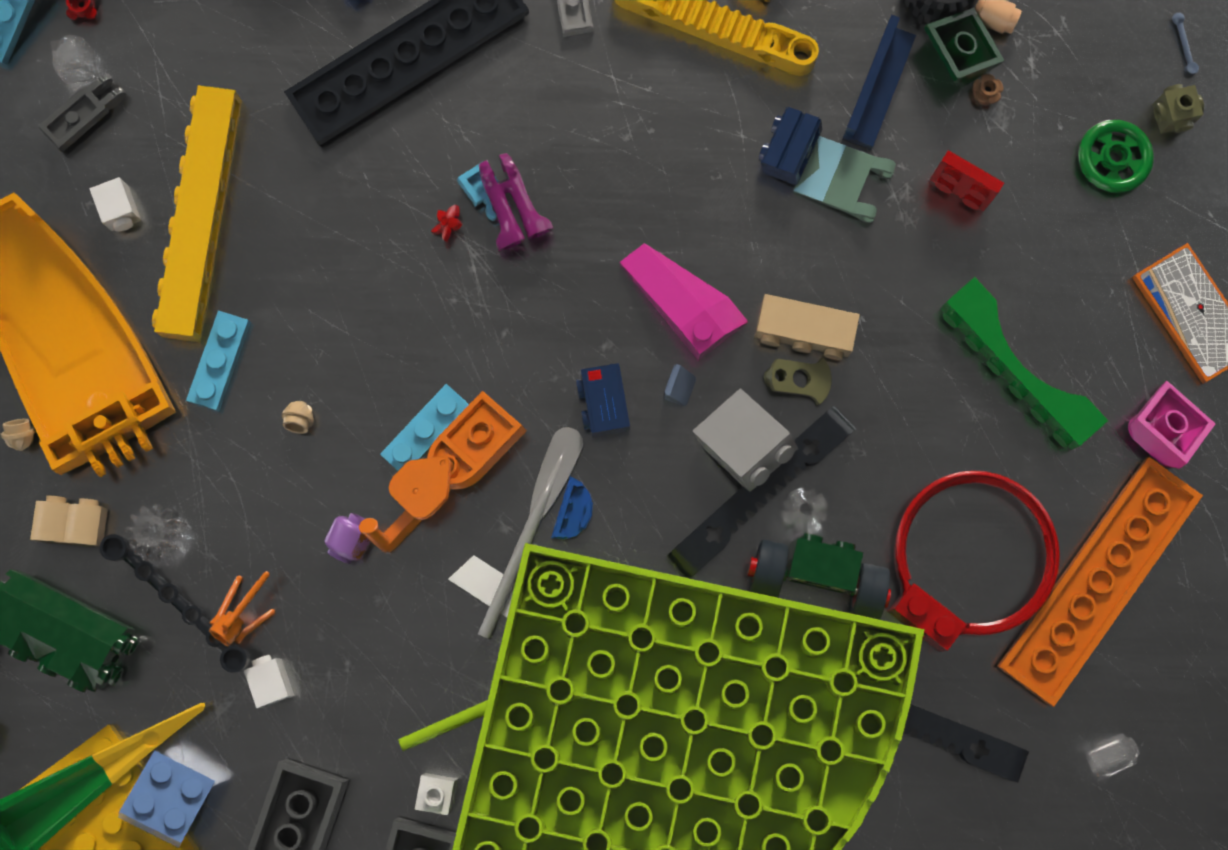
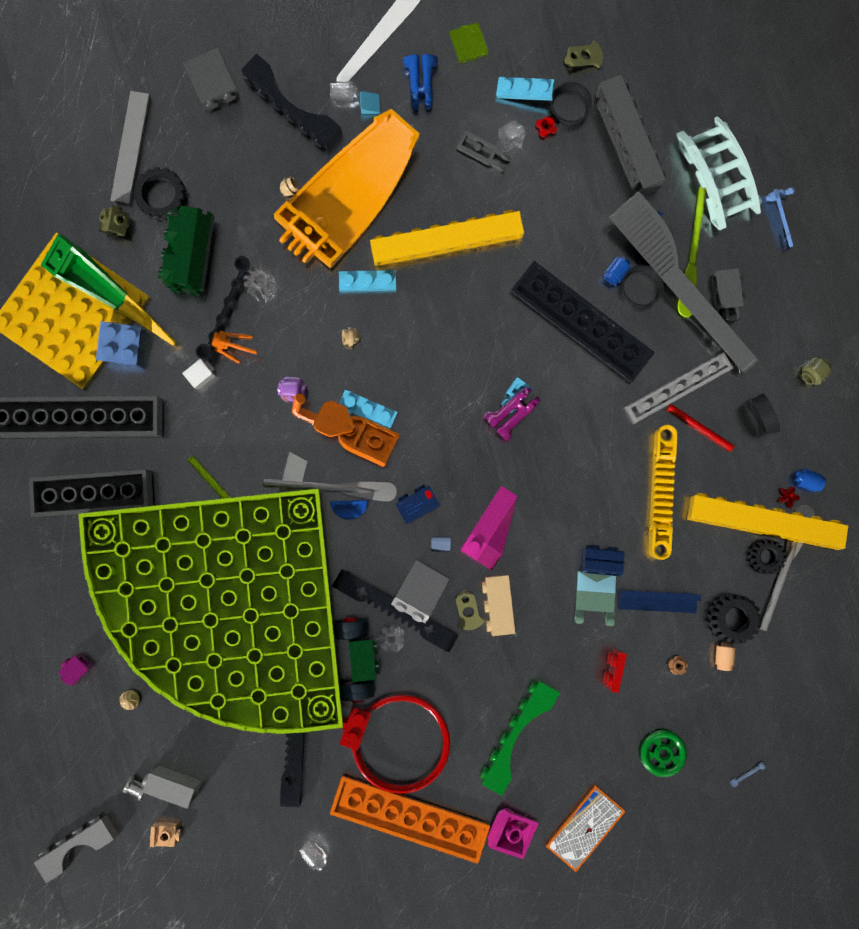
camera: 65 degrees right, 5 degrees up
(69, 523) = (249, 234): tan brick -> none
(115, 205) = (435, 190): white brick -> none
(436, 794) = (169, 487): white brick -> none
(448, 222) = (490, 380): red plant -> none
(964, 46) = (697, 643): dark green slope -> none
(1178, 108) = (699, 777): olive brick -> none

